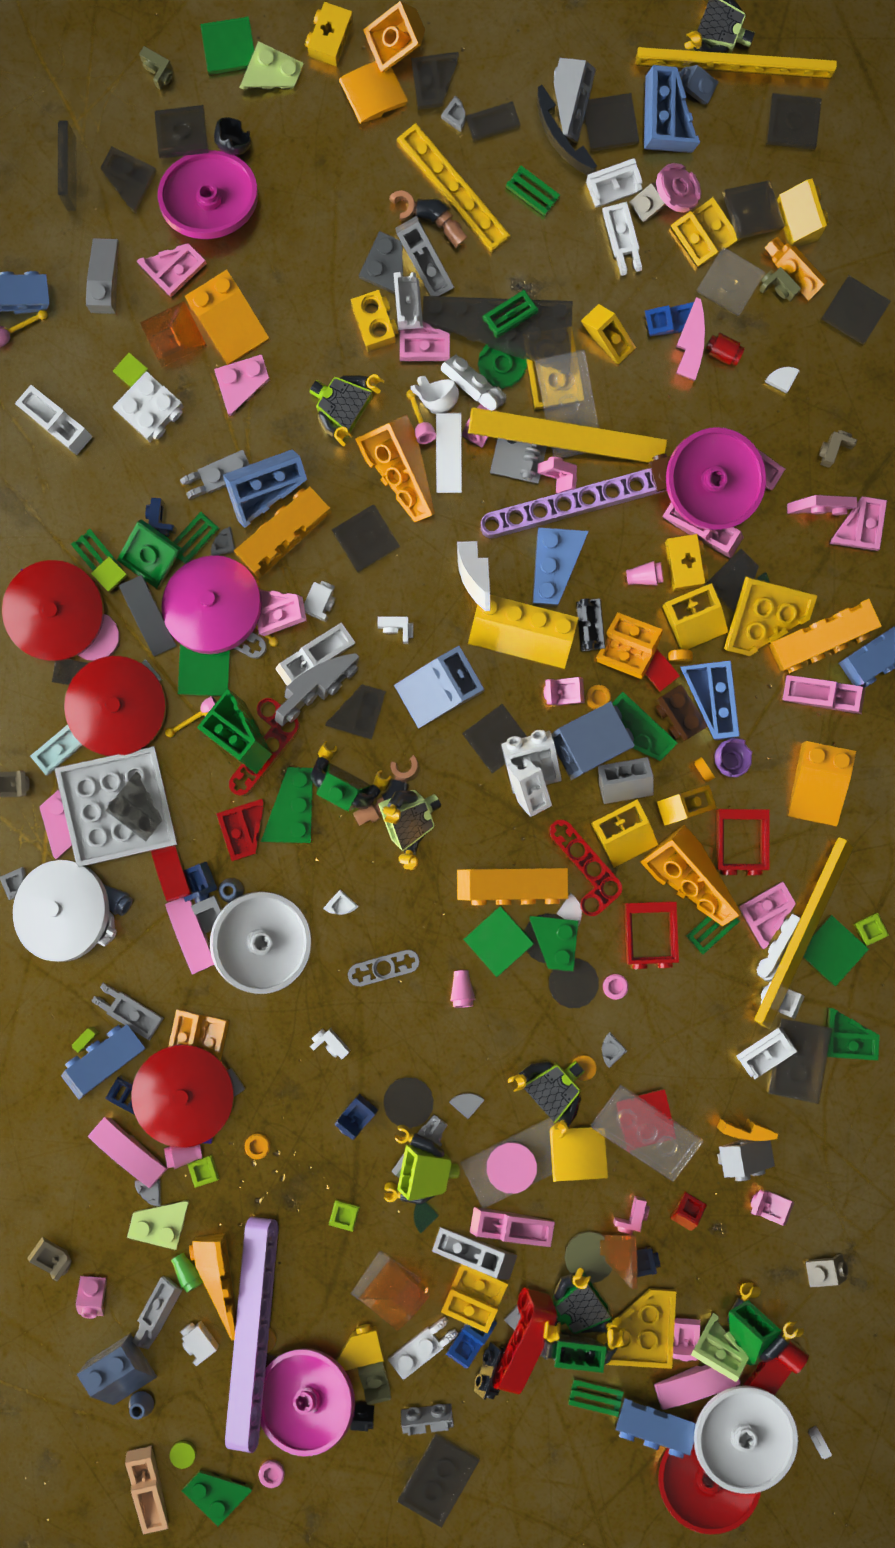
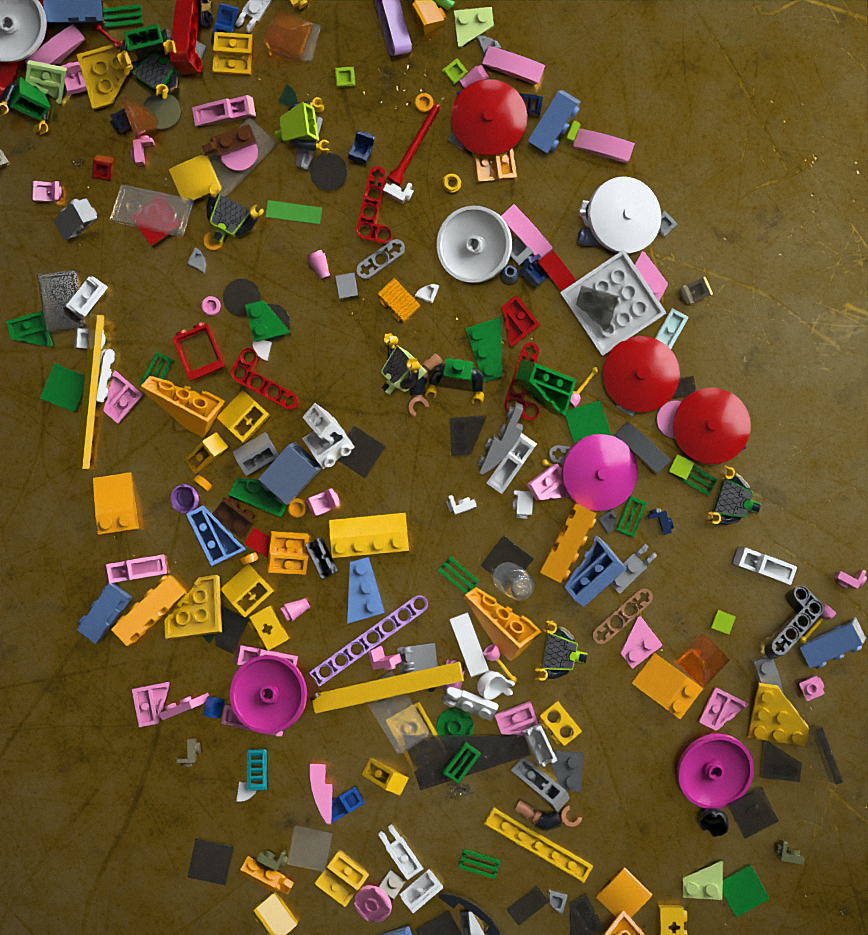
camera: 155 degrees right, 0 degrees up
(48, 333) = (792, 627): none -> black beam
(52, 250) = (812, 687): none -> bright pink bracket
(52, 1008) = (604, 145): none -> bright pink slope
(61, 511) = (733, 500): none -> torso
(110, 231) = (776, 718): none -> yellow plate
(129, 1012) = (549, 162): light grey hinge -> none
(149, 407) = (699, 599): white plate -> none
(149, 553) = (658, 492): green tile -> none
(248, 418) = (624, 618): none -> medium nougat beam
(252, 1031) = (453, 177): none -> yellow plate
(324, 1066) = (396, 175): none -> red piece
(366, 511) = (513, 581): none -> clear piece
(366, 1038) = (374, 204): none -> red beam
(380, 907) = (398, 300): none -> light orange brick
(421, 525) = (446, 564): none -> green tile
(438, 948) = (346, 285): none -> light grey panel
(439, 687) = (414, 472): slope -> none
(467, 1103) = (287, 185): light grey tile -> none
(470, 1067) = (293, 212): none -> bright green sticker
(474, 573) = (418, 562): white slope -> none
(474, 1254) = (243, 83): light grey slope -> none
(499, 941) = (305, 307): green tile -> none
(512, 884) = (309, 349): light orange wedge -> none
(517, 1184) = (230, 141): none -> reddish brown hinge
(615, 1362) = (117, 44): none -> red hinge
(725, 349) = (296, 796): red brick -> none
(743, 814) = (166, 459): red window -> none
(751, 1131) = (77, 238): light orange slope -> none
(753, 209) = (312, 908): clear smoke tile -> none
(762, 419) = (256, 753): none -> teal slope
(787, 491) = (213, 707): none -> blue plate
(871, 929) = (42, 413): lime tile -> none

